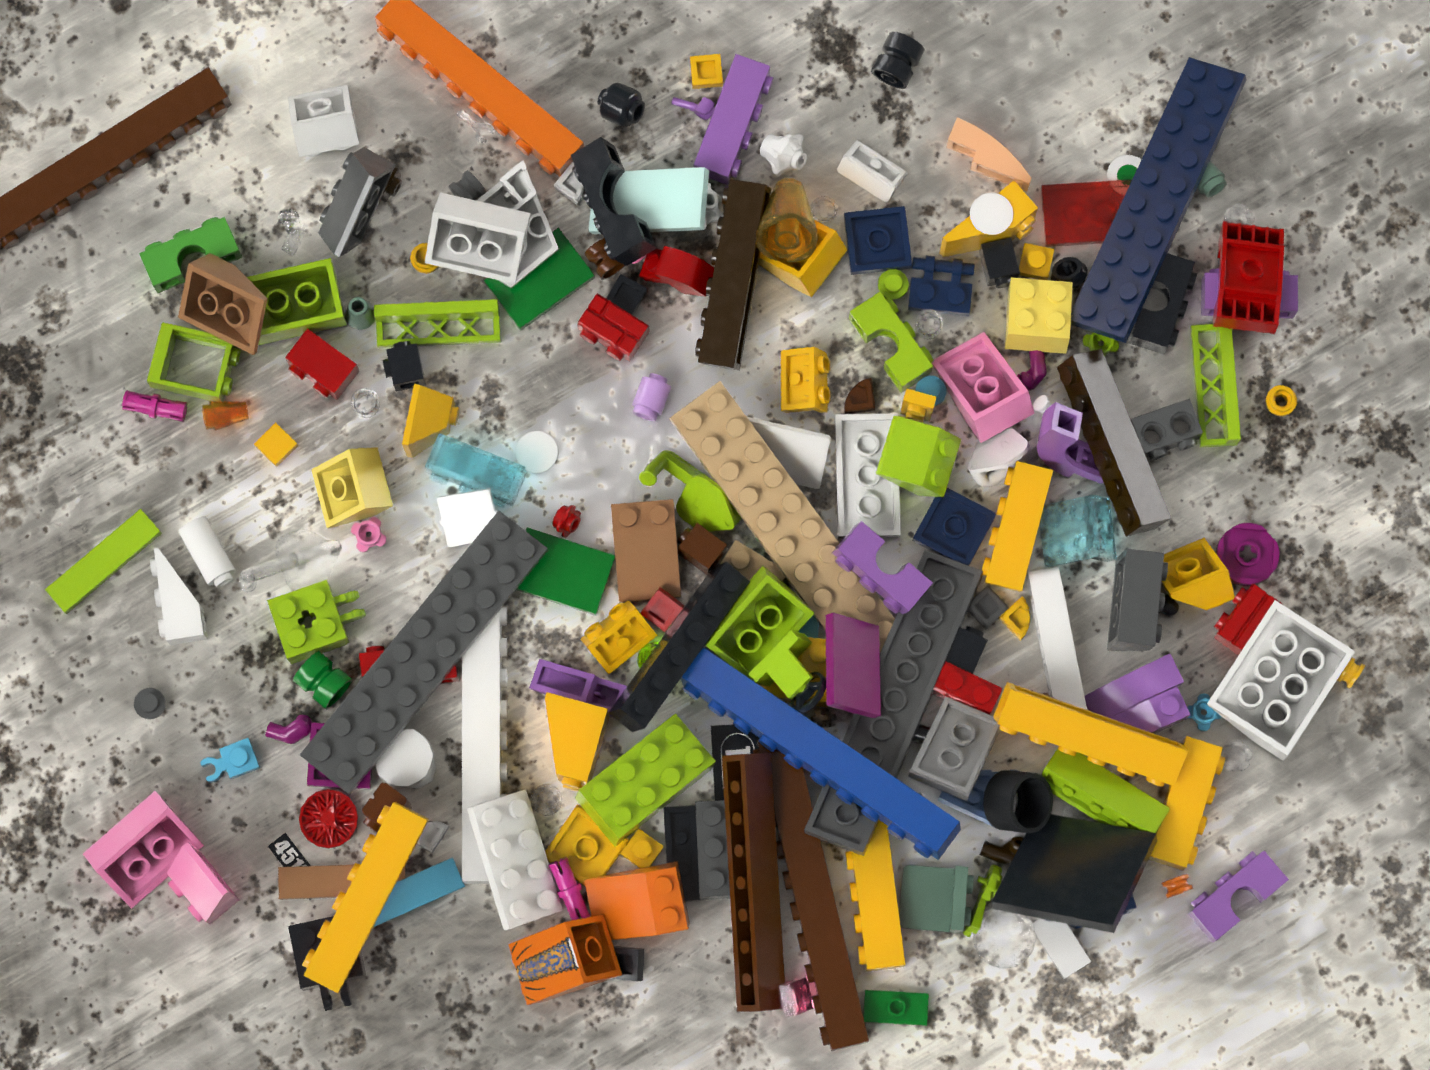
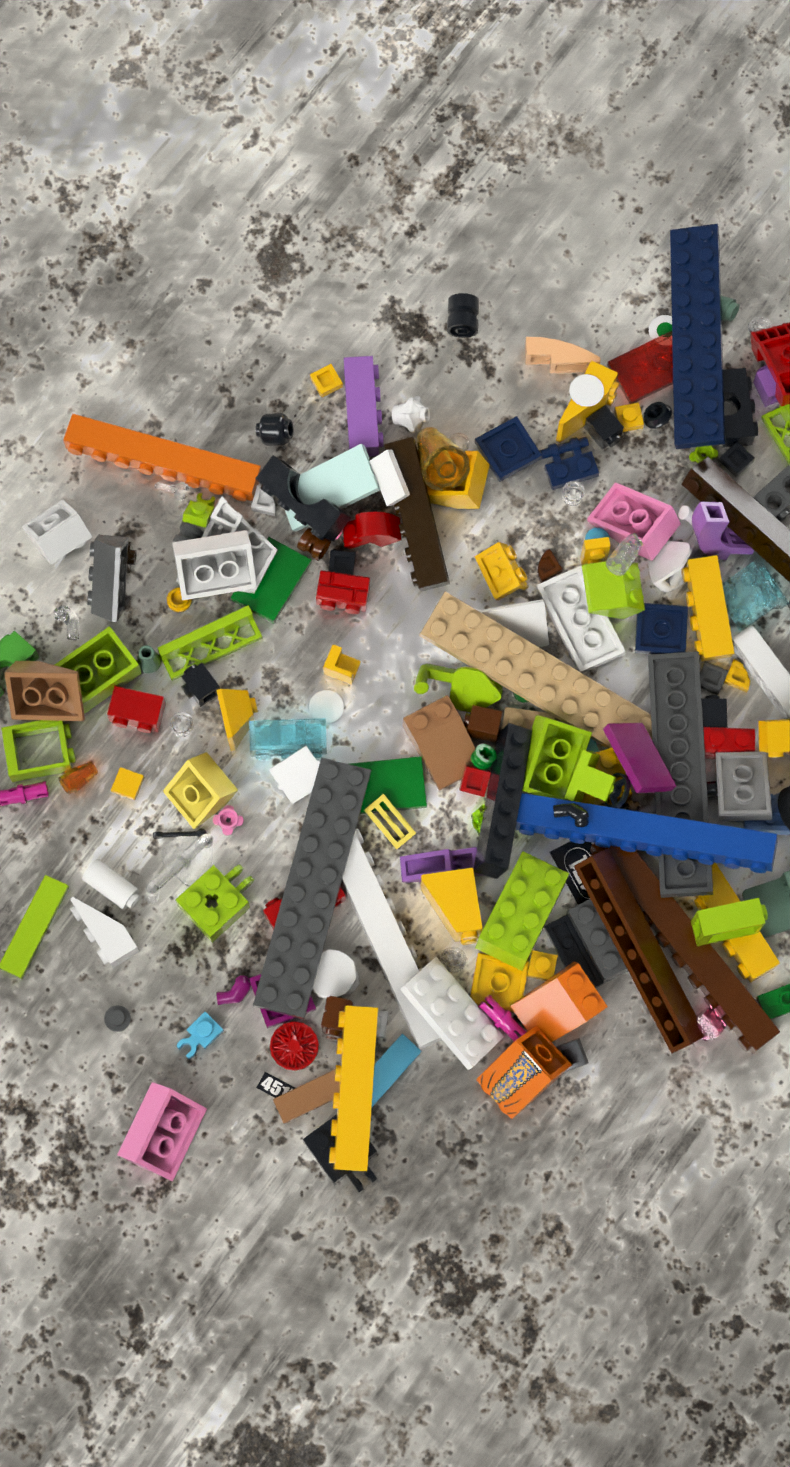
camera: 25 degrees left, 5 degrees down
(201, 884) = (220, 1137): bright pink slope -> none
(326, 683) = (243, 942): green wheel -> none
(332, 535) = (159, 835): none -> black hinge
(491, 166) = (199, 512): none -> lime plate
(549, 585) = (404, 838): none -> light yellow tile
(566, 520) = (373, 746): red plate -> none
(573, 412) = (340, 665): none -> yellow panel
(618, 636) = (451, 814): yellow bracket -> none
(651, 397) = (394, 629): lavender brick -> none
(691, 585) = (478, 760): none -> green bush
(703, 109) = (337, 409): medium lavender hand -> none
(718, 221) = (389, 477): none -> white tile
(748, 694) = (574, 811): none -> black arm
(858, 554) = (604, 675): medium lavender arch -> none
(865, 894) = (728, 921): none -> lime window
(871, 171) = (479, 403): white slope -> none
(879, 318) = (536, 503): lime arch -> none
(893, 284) = (533, 475): lime plate -> none
(945, 425) = (624, 554): none -> clear hinge
(1036, 372) = (667, 492): magenta arm -> none
(1038, 315) = (651, 452): light yellow brick -> none
(1136, 364) = (736, 459): none -> black plate

